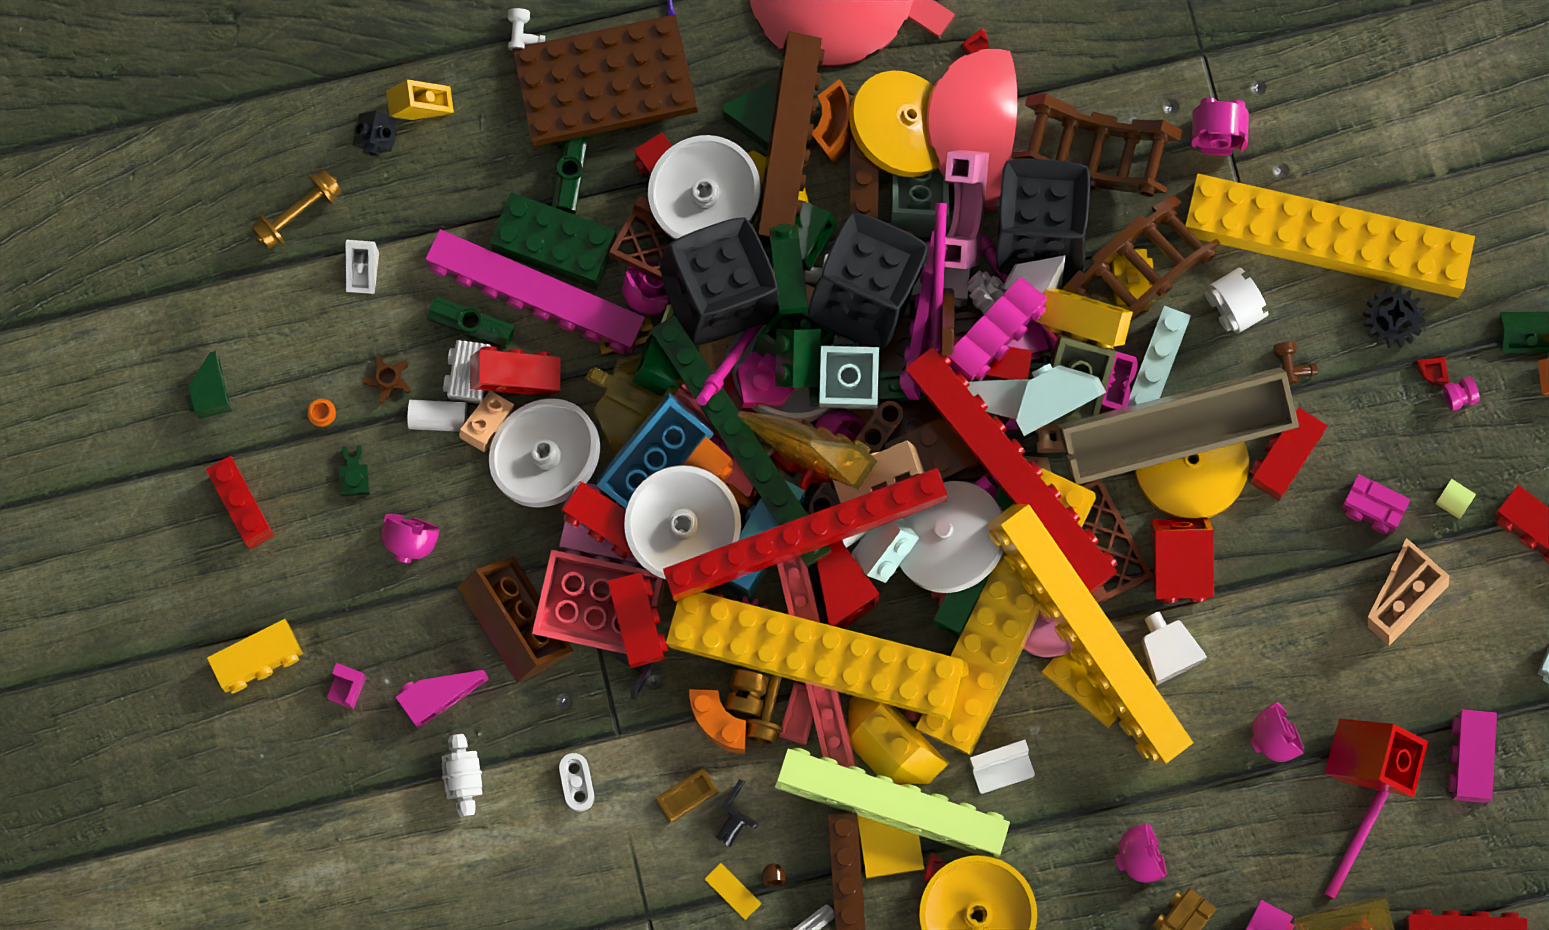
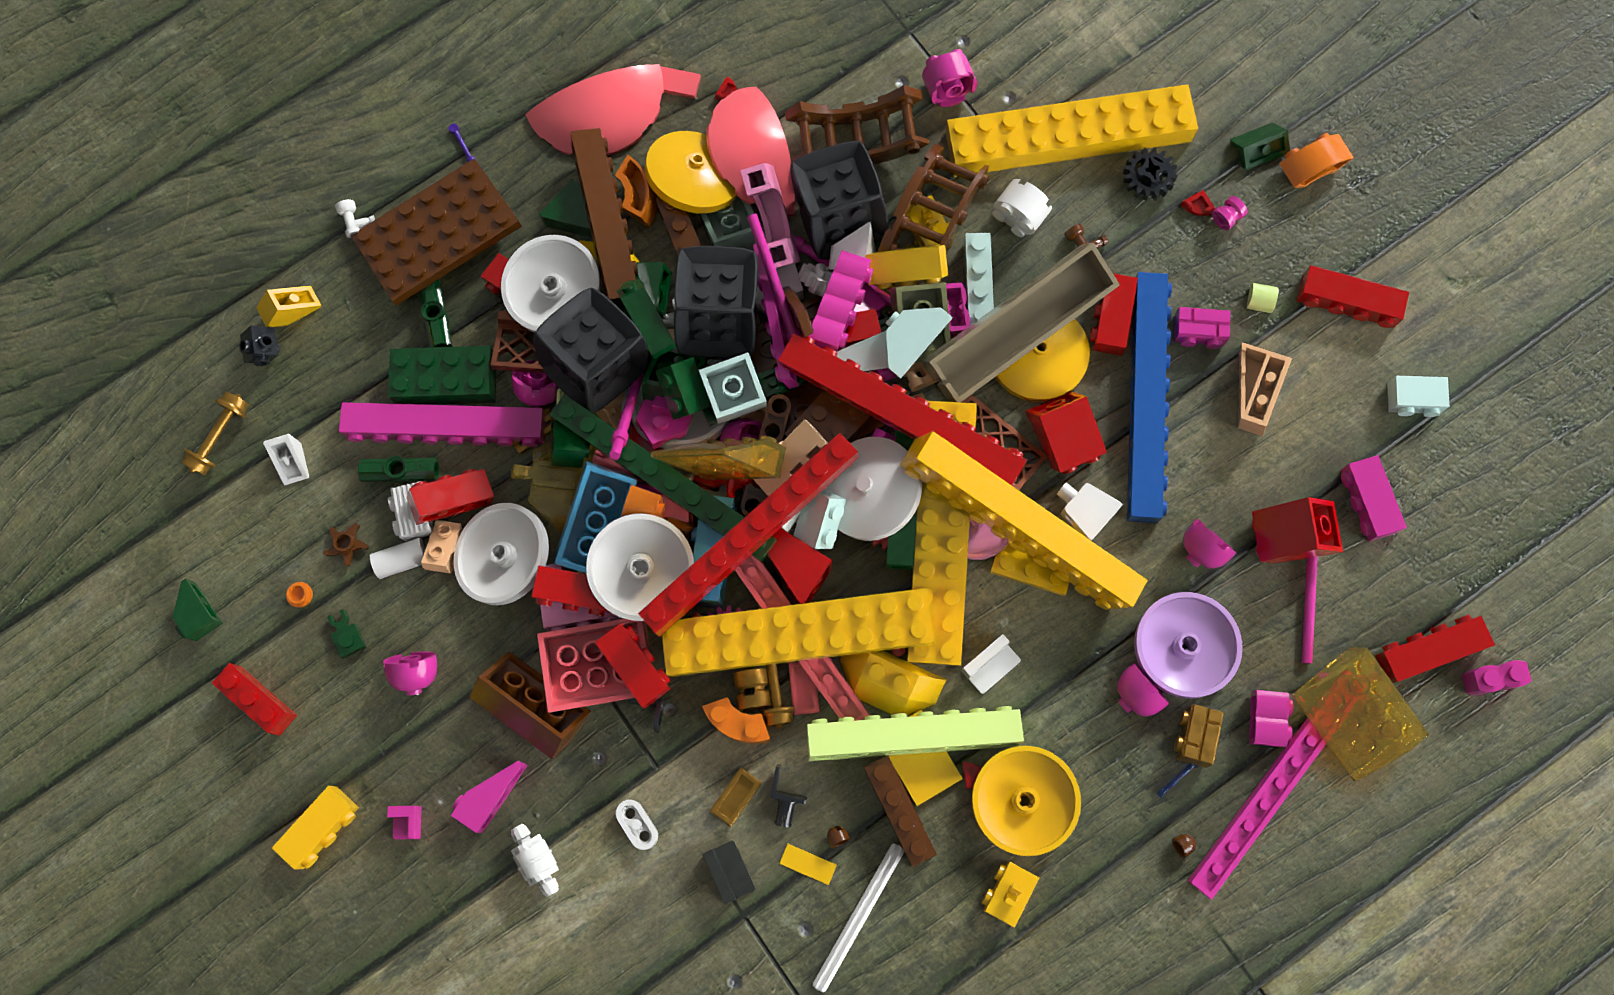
camera: 20 degrees left, 0 degrees up
(651, 866) = (729, 871): none -> pearl dark grey panel
(1228, 806) = (1211, 641): none -> lavender dish
(1285, 555) = (1147, 399): none -> blue brick

